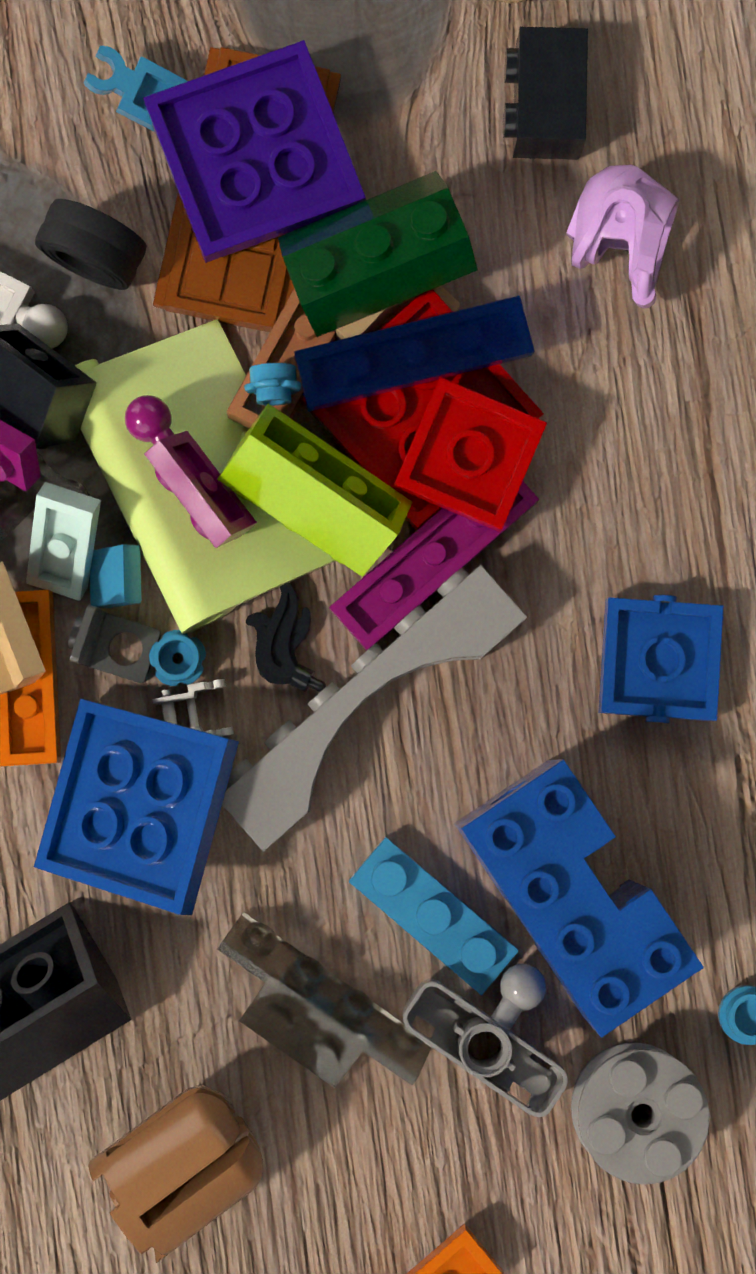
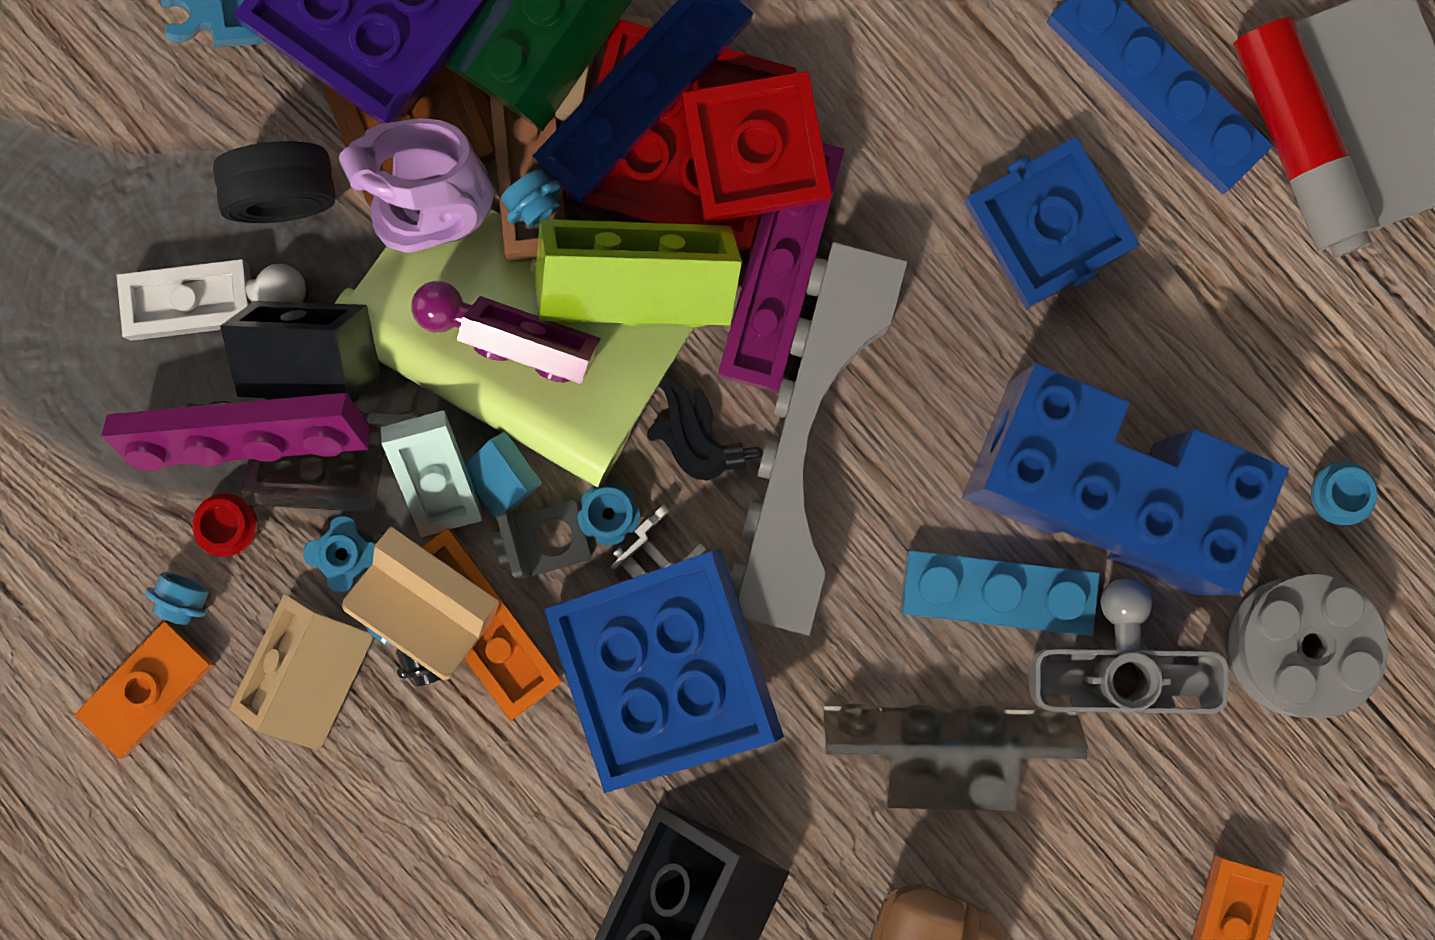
camera: 30 degrees left, 0 degrees up
(206, 329) = (435, 187): none -> lavender helmet

